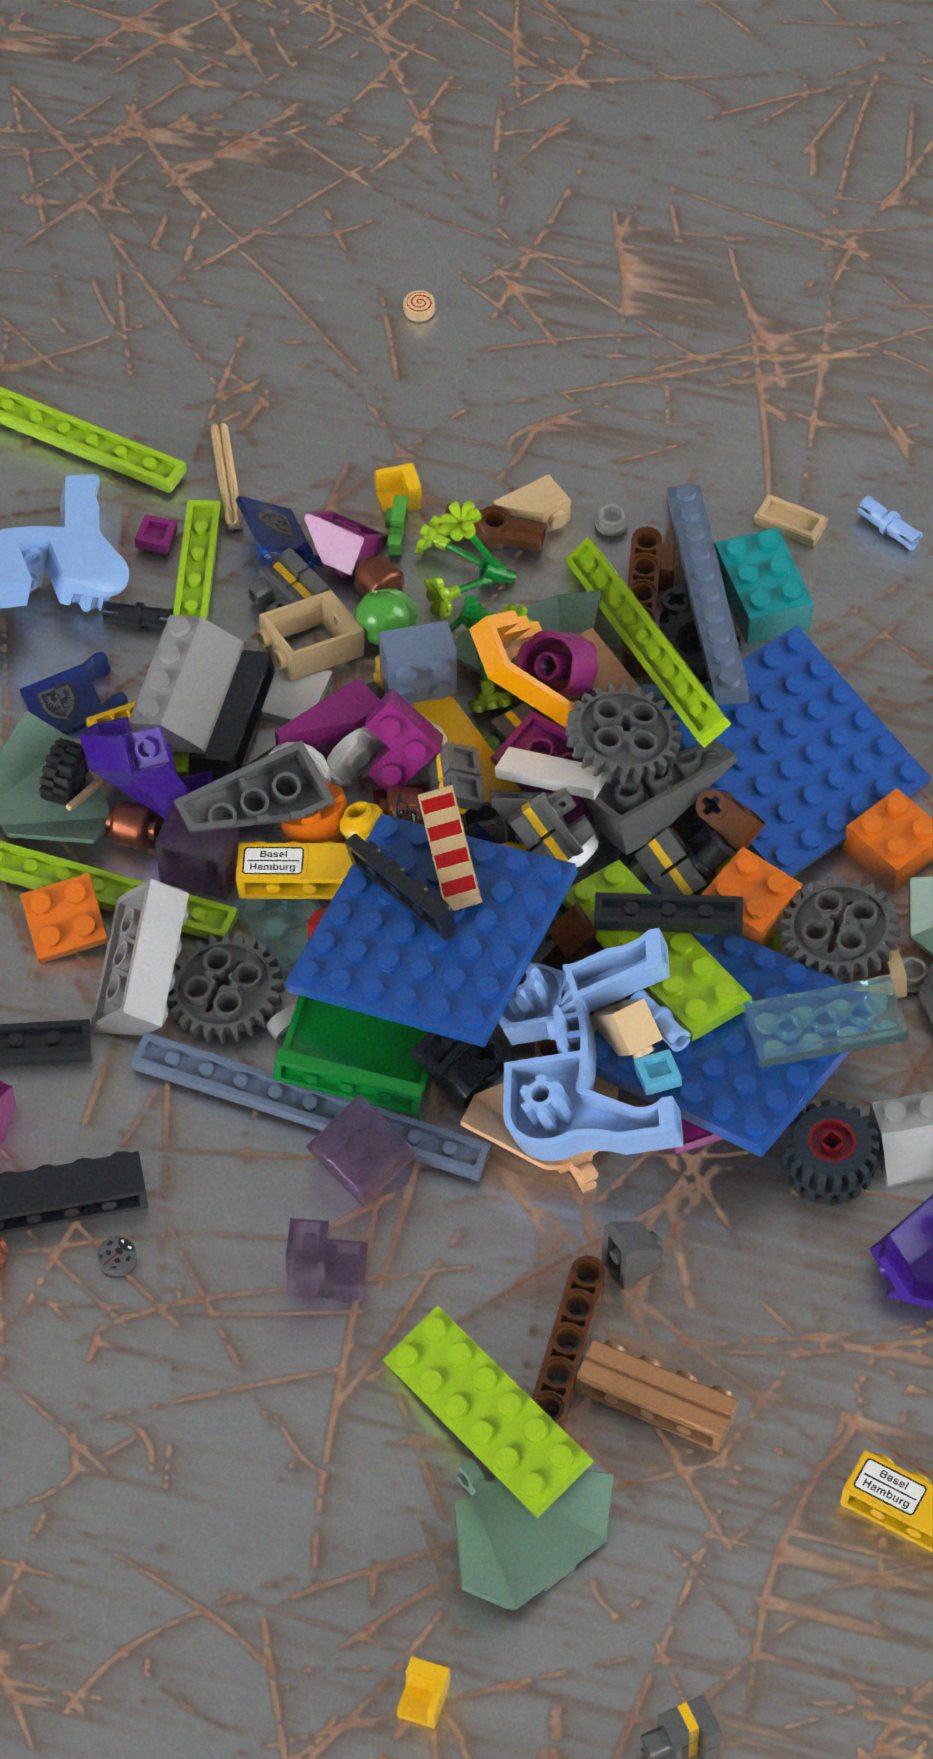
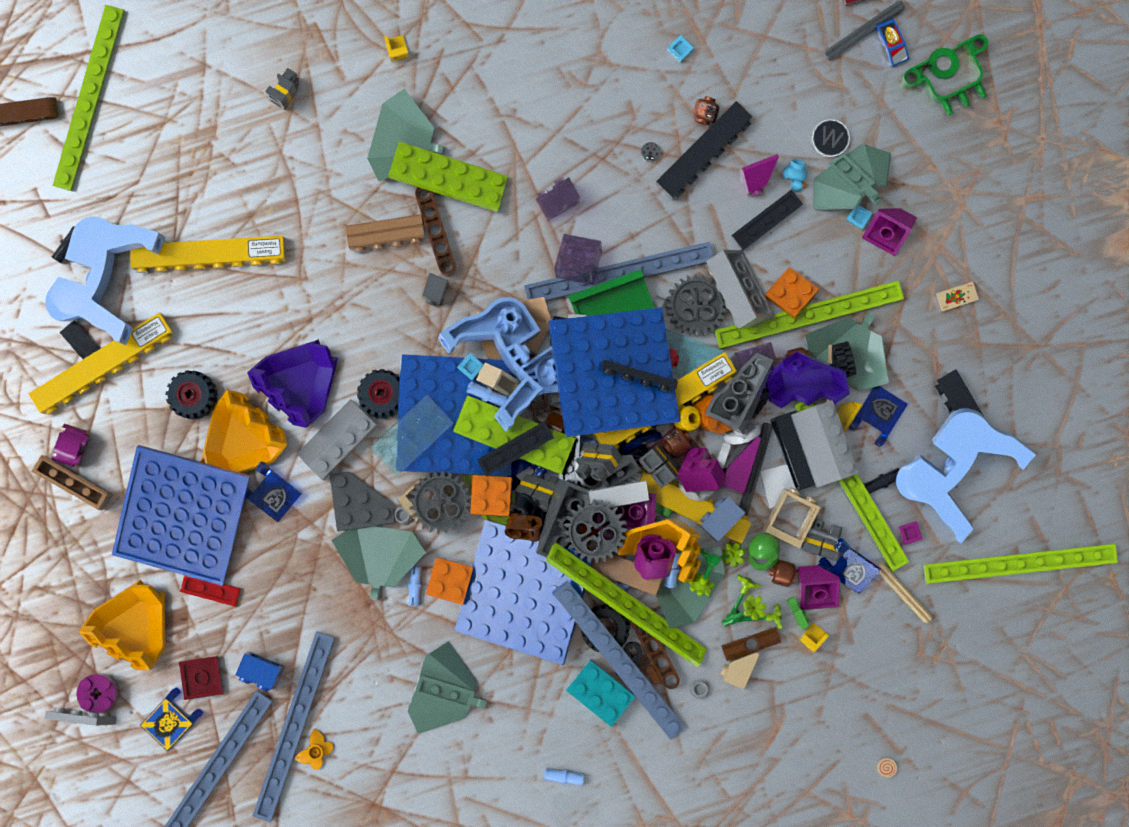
camera: 145 degrees right, 30 degrees up
(449, 848) = (630, 411): tile -> none
(791, 520) = (614, 749): tan tile -> none

